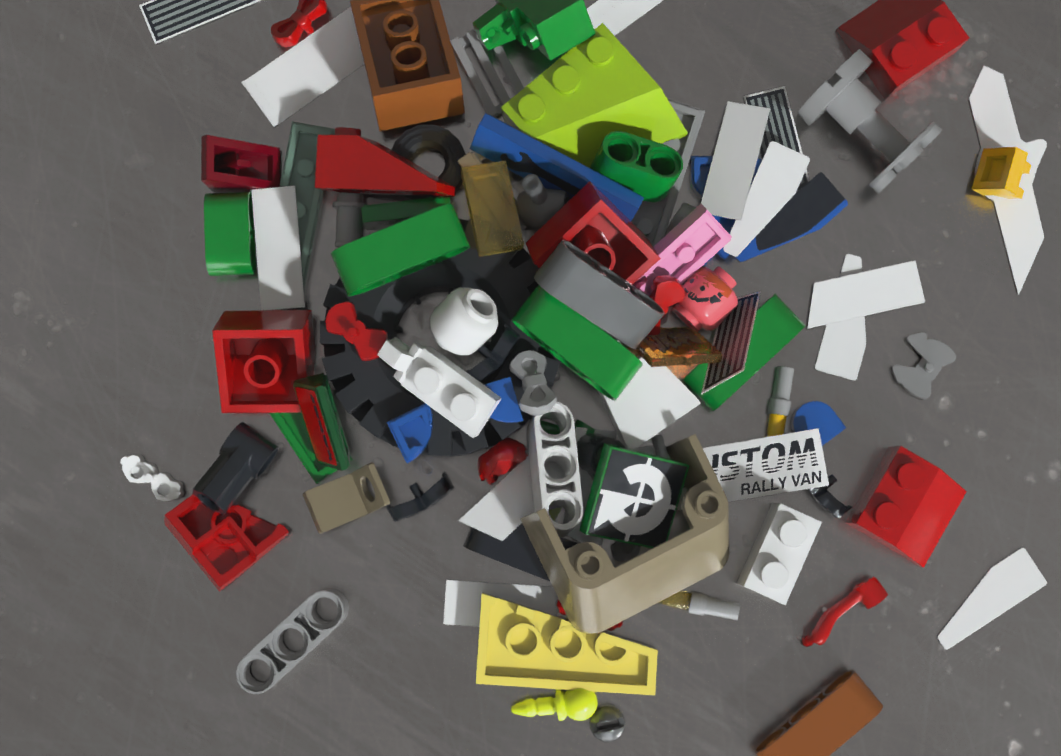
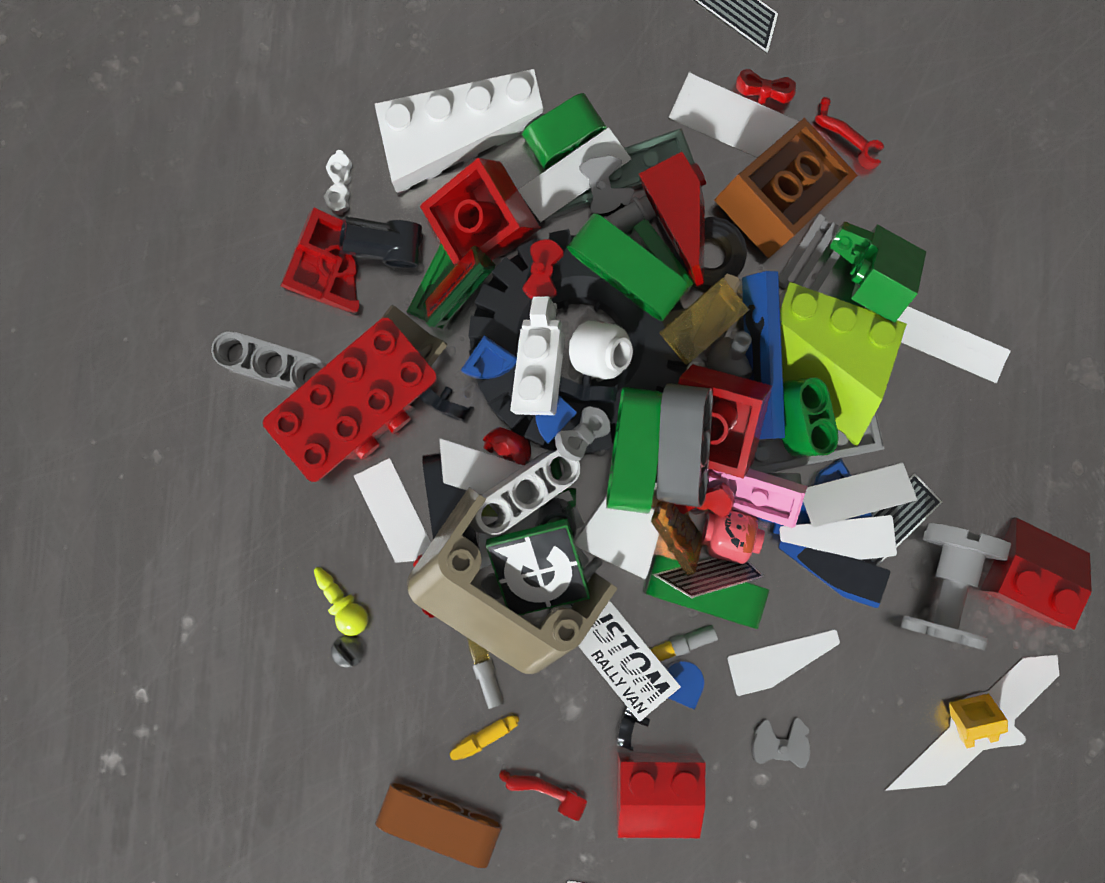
camera: 60 degrees right, 0 degrees up
(163, 334) = (454, 124): none -> white wedge
(238, 165) = (621, 104): dark red slope -> none
(317, 232) = (604, 197): none -> light grey piece
(374, 584) = (351, 401): none -> red bracket
(546, 651) = (376, 566): light yellow wing -> none
(761, 651) = (477, 741): none -> yellow piece
(779, 552) = (561, 712): white brick -> none
(865, 294) = (812, 664): white sticker -> none

